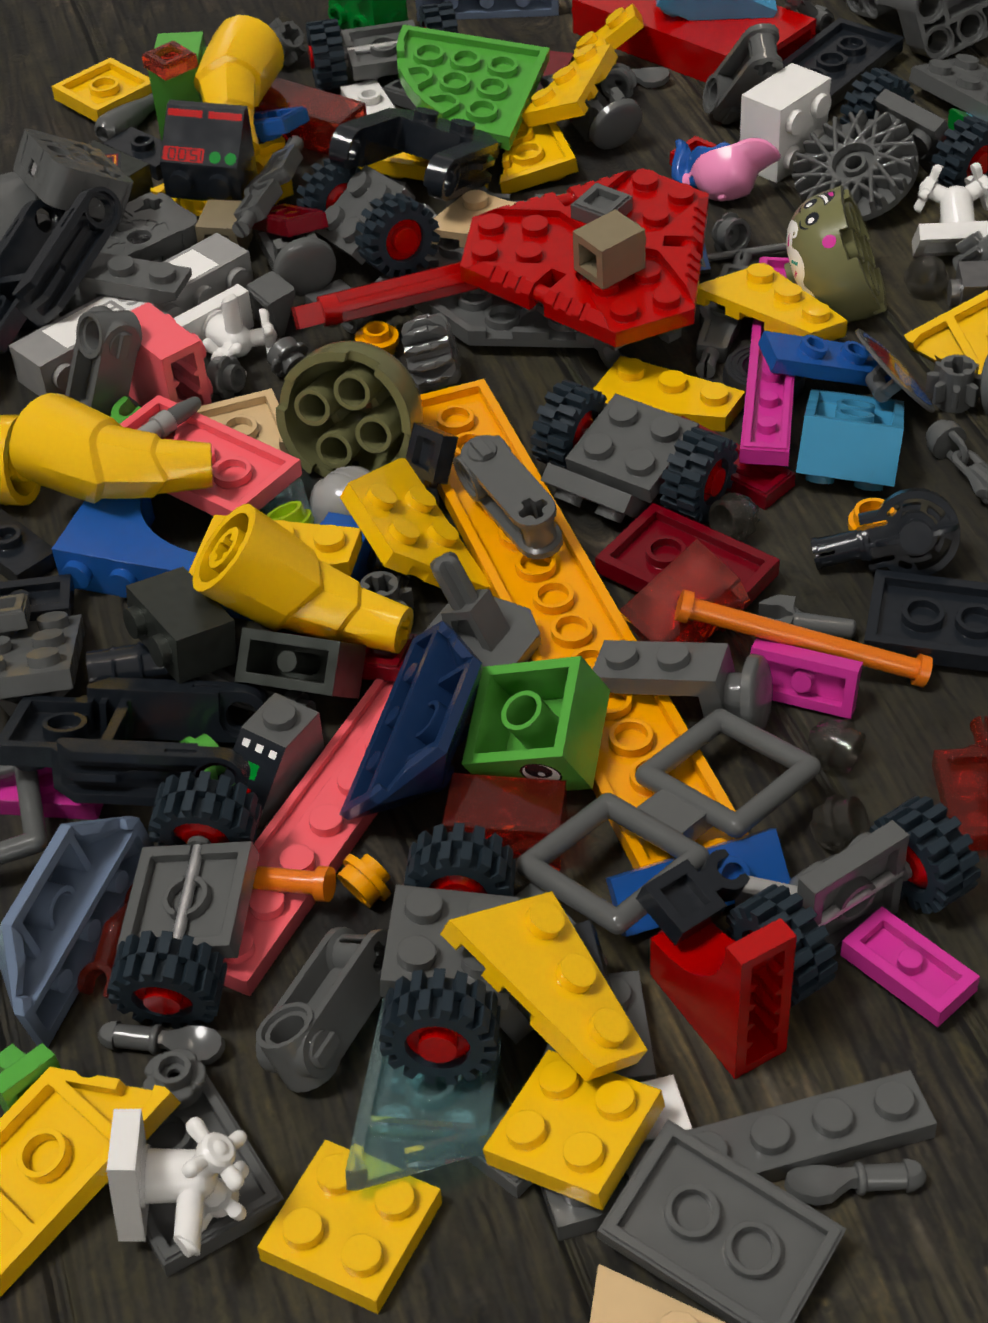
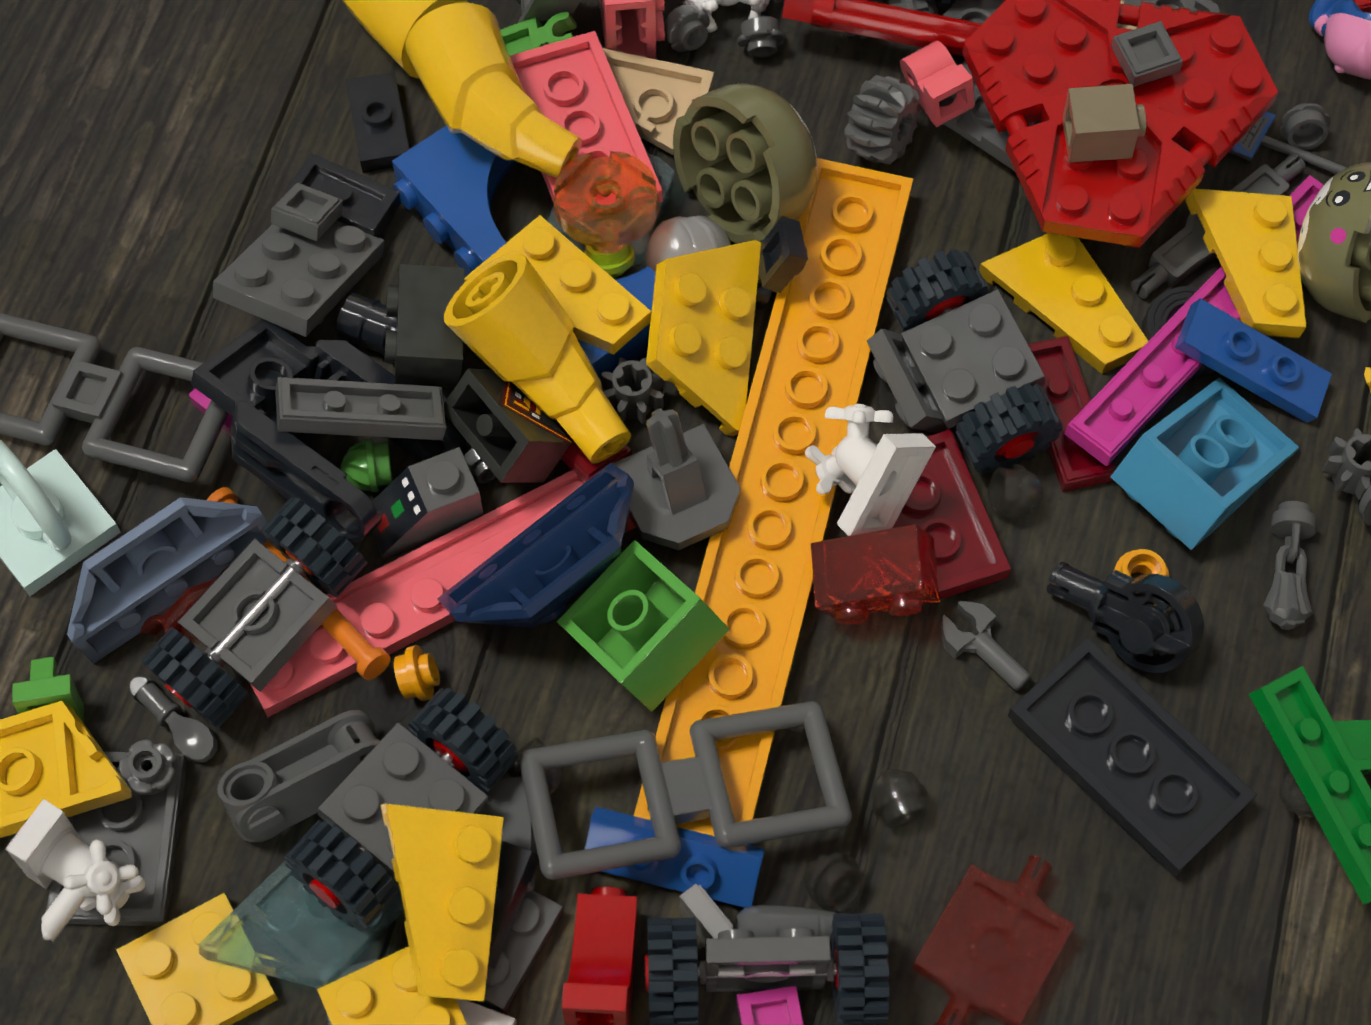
camera: 30 degrees right, 20 degrees up
(167, 420) = (569, 75): piece -> none
(167, 701) = (359, 408): none -> dark grey tile
(242, 481) = (606, 225): none -> clear orange plate
(380, 335) = (856, 70): light orange plate -> none
(459, 306) = (936, 78): none -> coral leg
(509, 495) = (813, 349): dark grey piece -> none
(512, 807) = (562, 690): clear red brick -> none
(640, 532) = (874, 474): none -> white piece
(689, 670) = (820, 652): dark grey piece -> none
(689, 900) = (618, 886): black plate -> none
(811, 678) = (925, 712): dark pink plate -> none
(896, 370) = (1300, 417): shield -> none
(915, 669) = (948, 678): orange bar -> none

